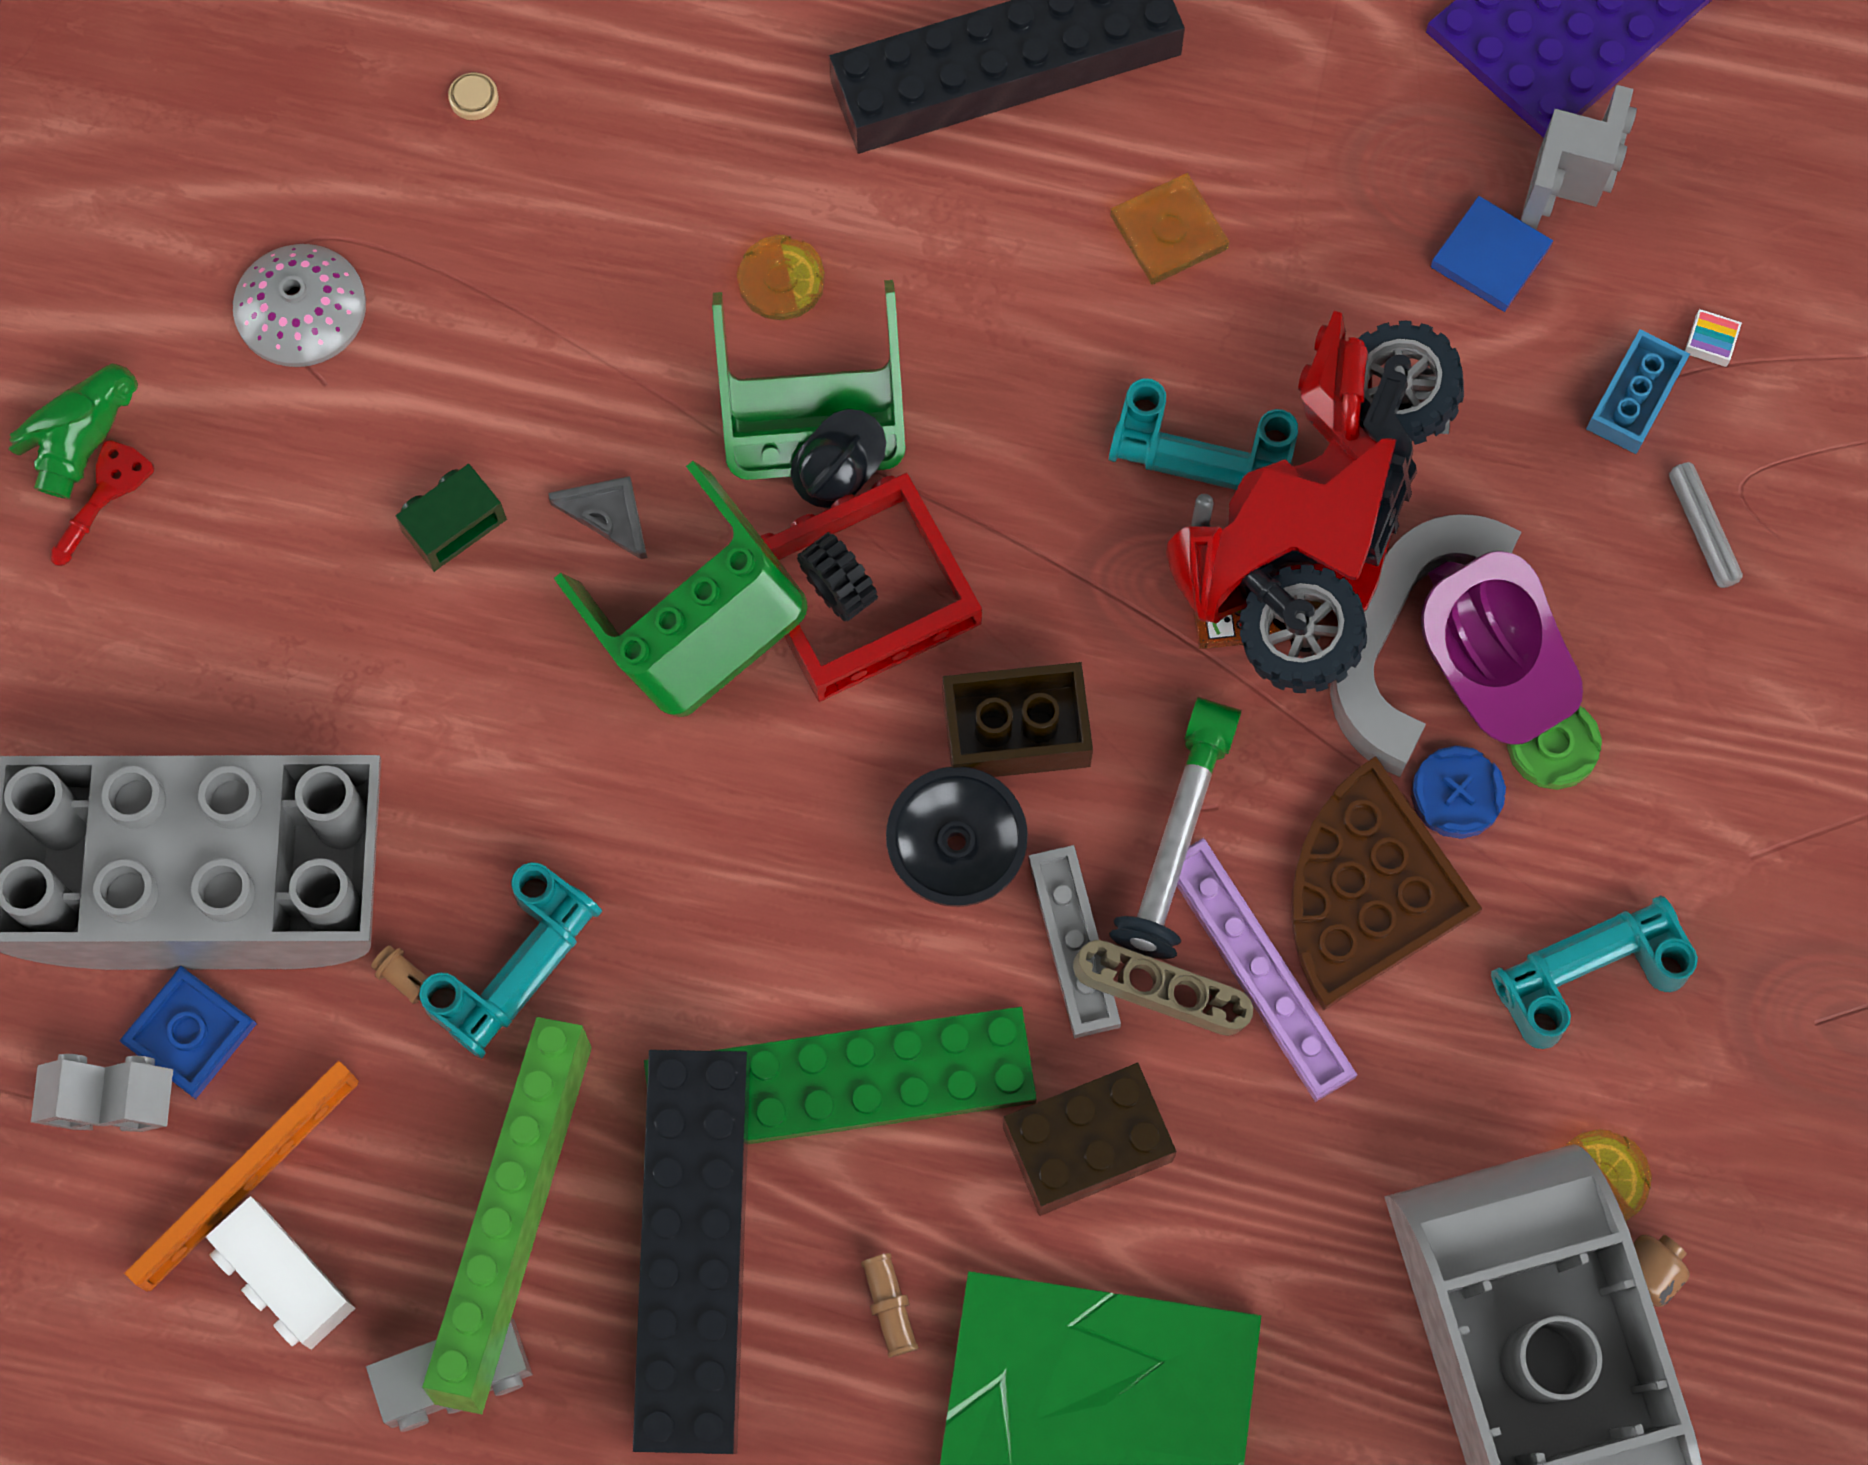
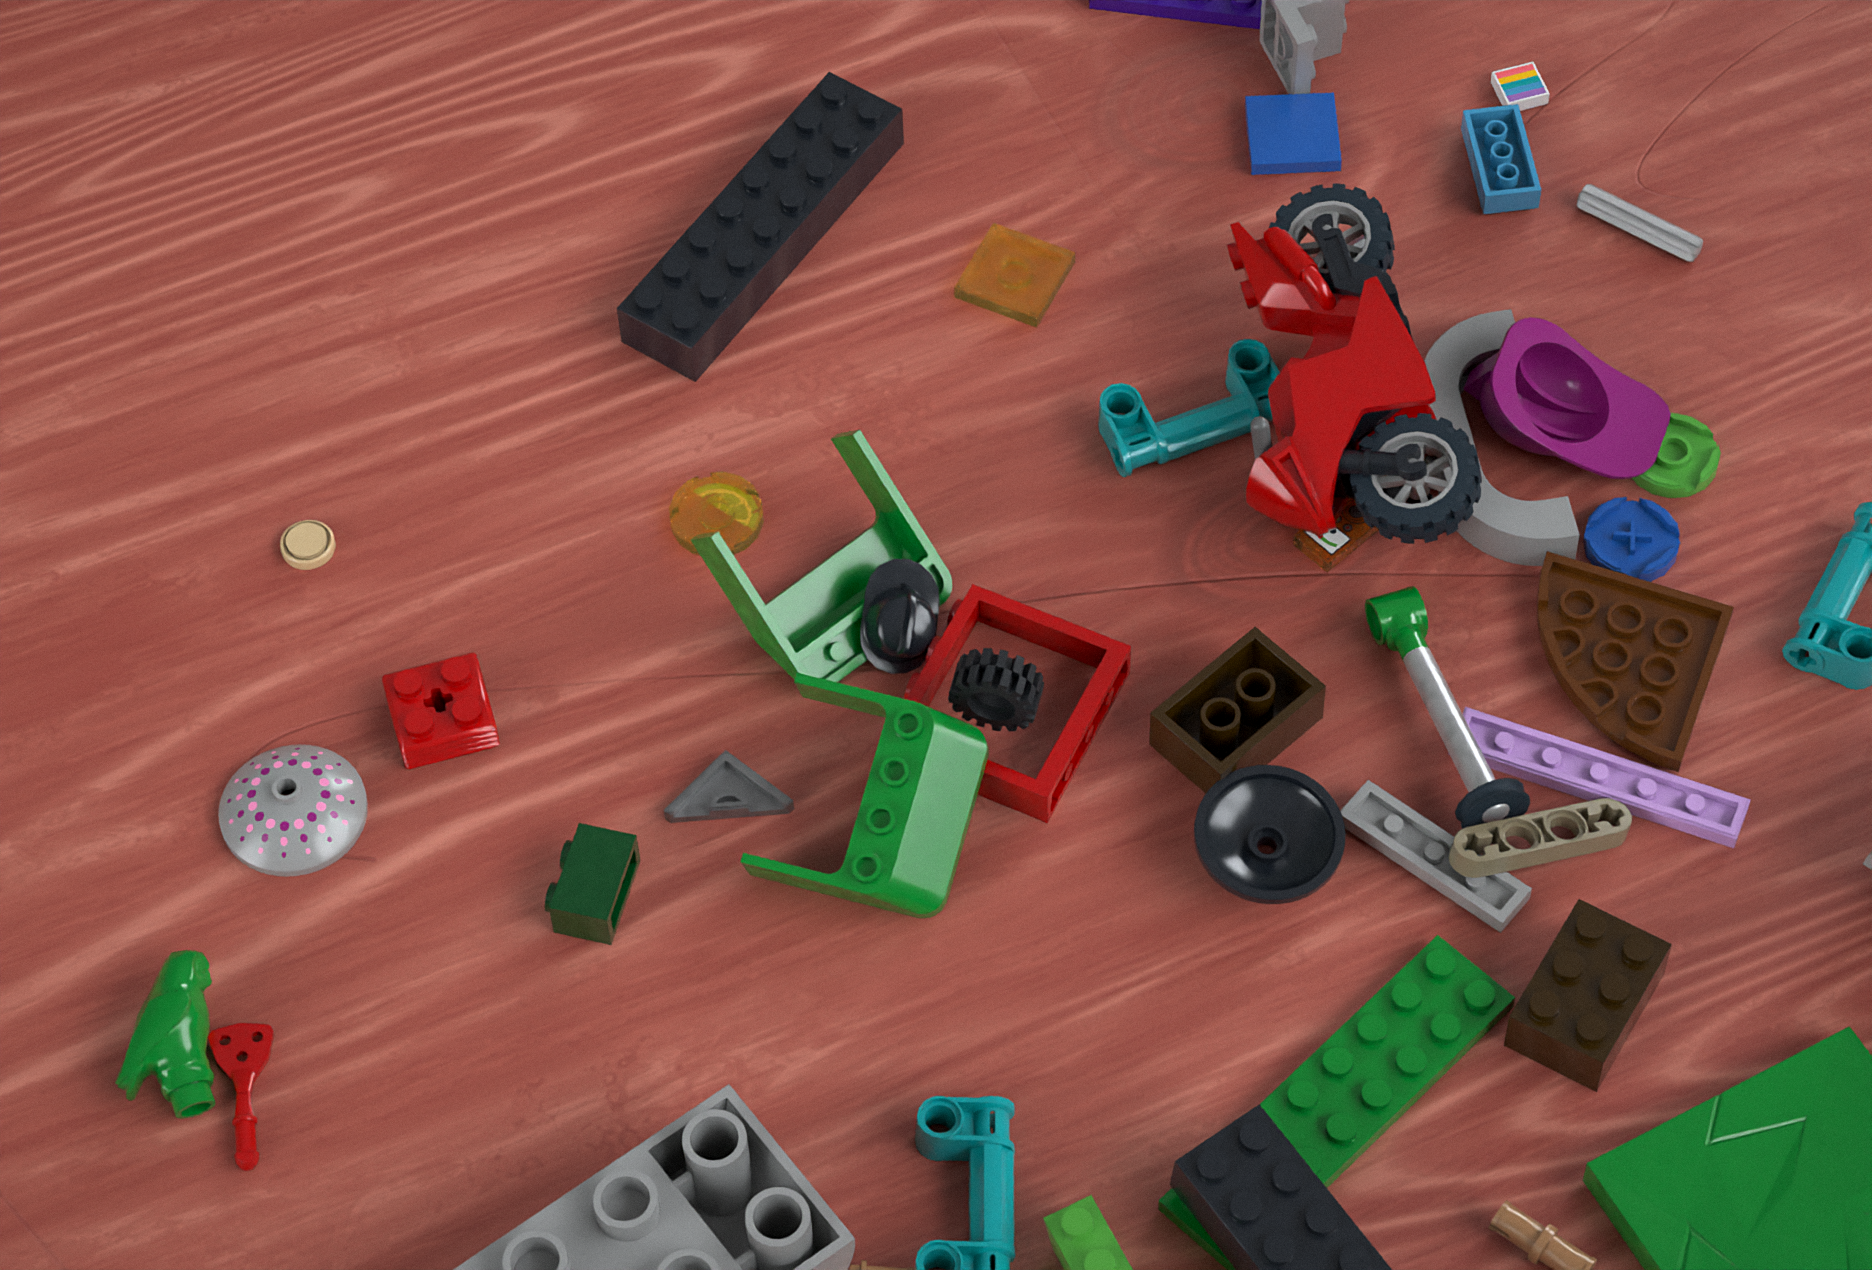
camera: 35 degrees left, 15 degrees down
(465, 322) = (439, 736): none -> red brick

